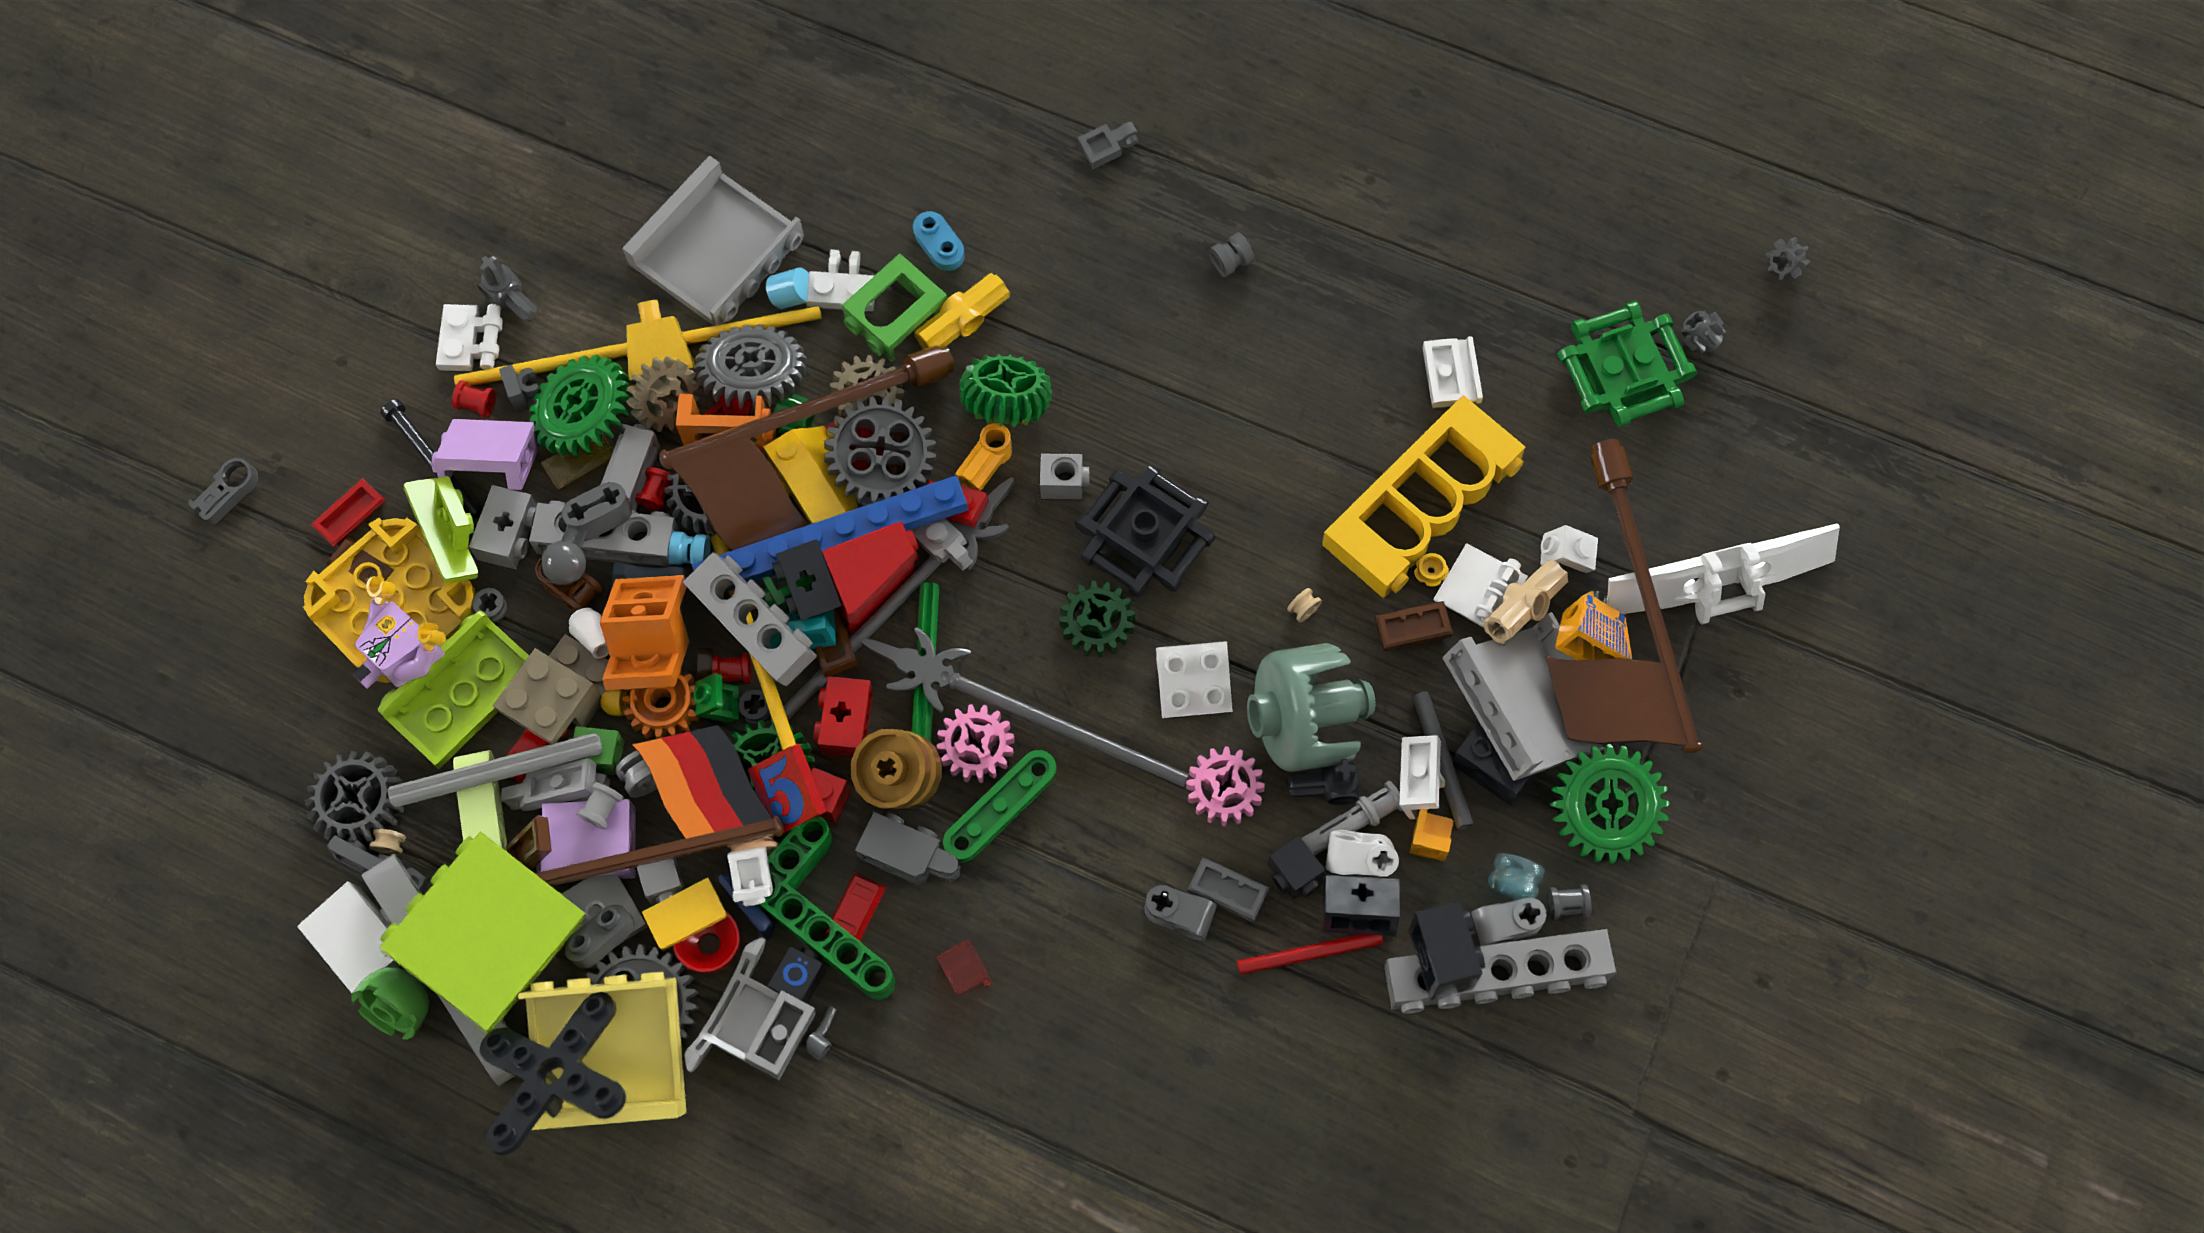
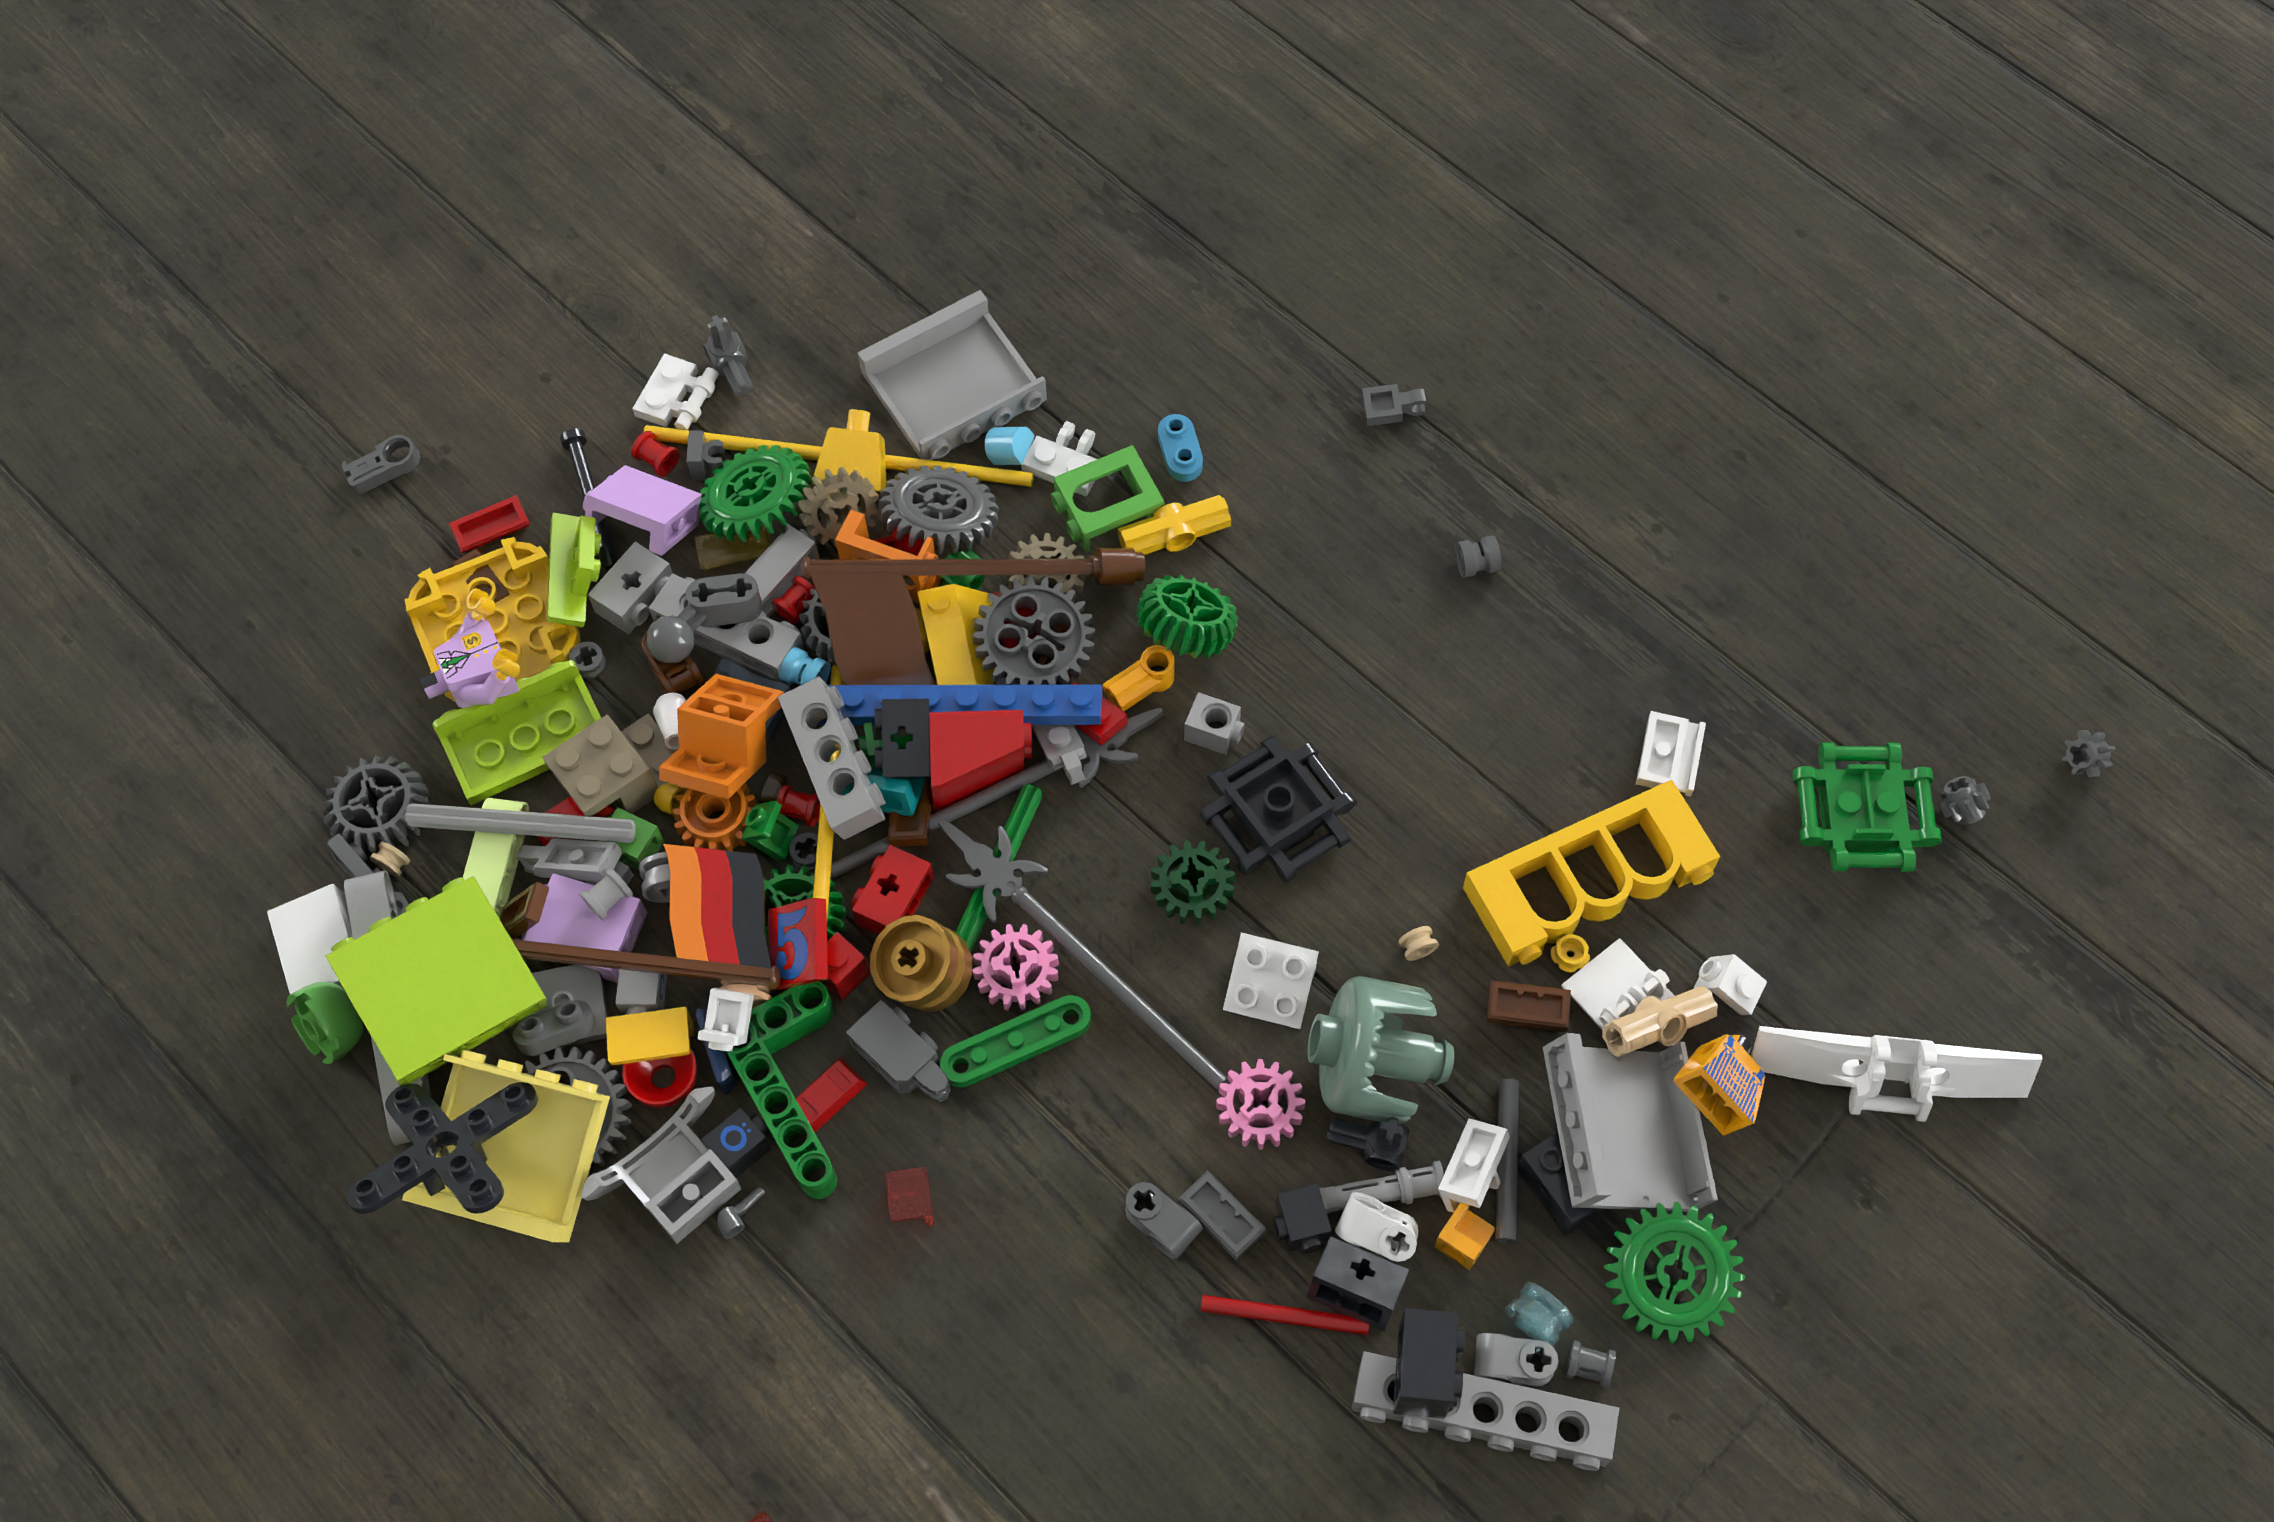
camera: 20 degrees right, 5 degrees down
(1621, 696) = (1727, 1159): reddish brown flag -> none

